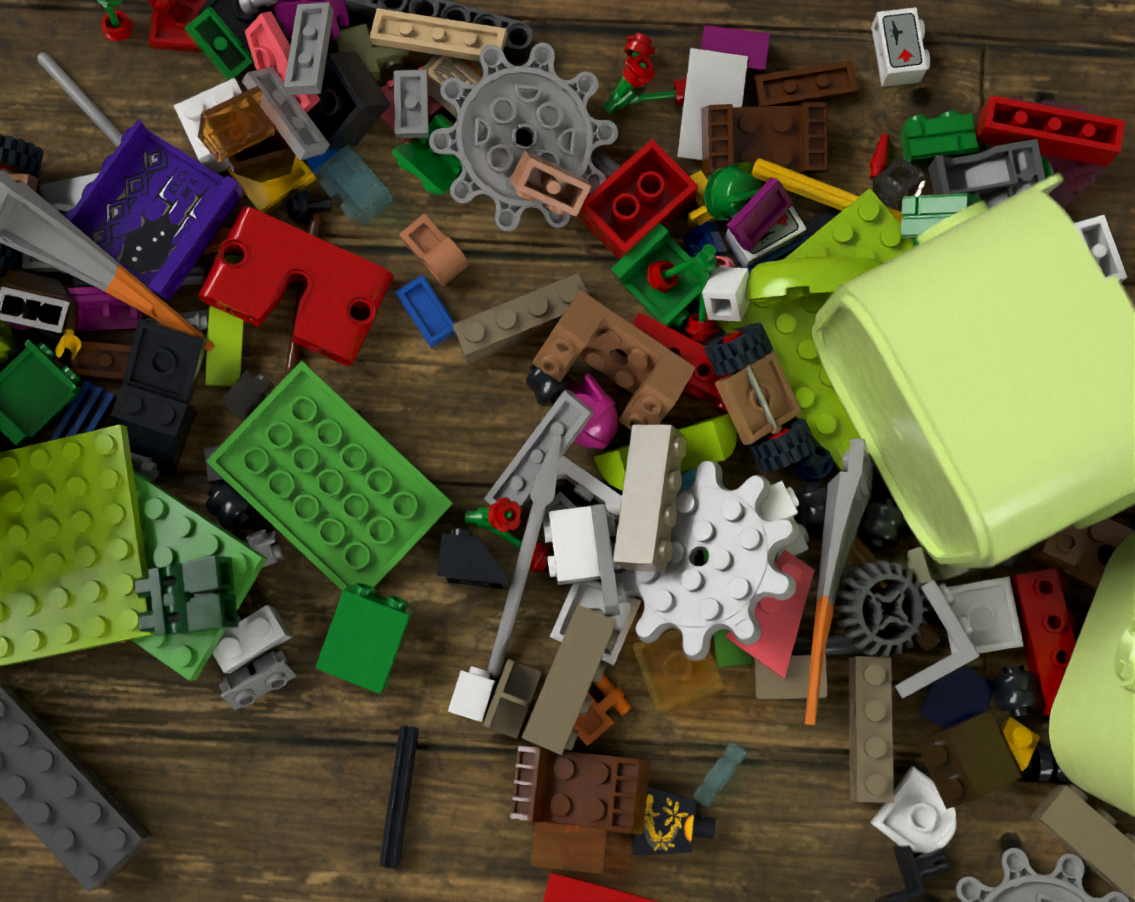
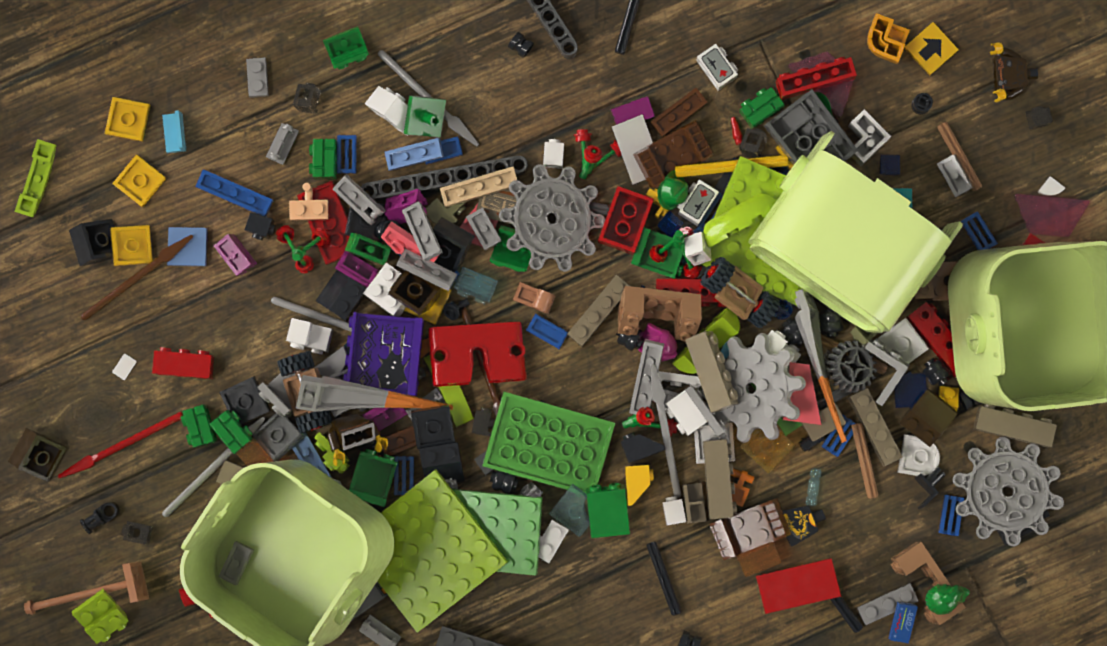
camera: 20 degrees left, 5 degrees up
(53, 126) = (308, 335): none -> white brick
(146, 98) = (341, 295): none -> black slope
(185, 65) = (356, 269): none -> magenta hinge
(189, 597) = (517, 535): dark green hips -> none
(235, 125) = (409, 291): clear orange panel -> none
(242, 688) = (560, 566): light grey hinge -> none
(310, 608) = (571, 510): none -> clear light blue tile
(436, 616) = (637, 481): none -> yellow slope
(549, 183) = (579, 237): nougat brick -> none
(579, 50) = (553, 154): none -> white brick
(745, 698) = (807, 443): none -> black pin
(760, 214) = (692, 198): magenta tile -> none
(778, 728) = (830, 449): none -> blue tile
(826, 775) = (864, 459): none -> medium nougat axle
(928, 210) = (782, 156): brick -> none

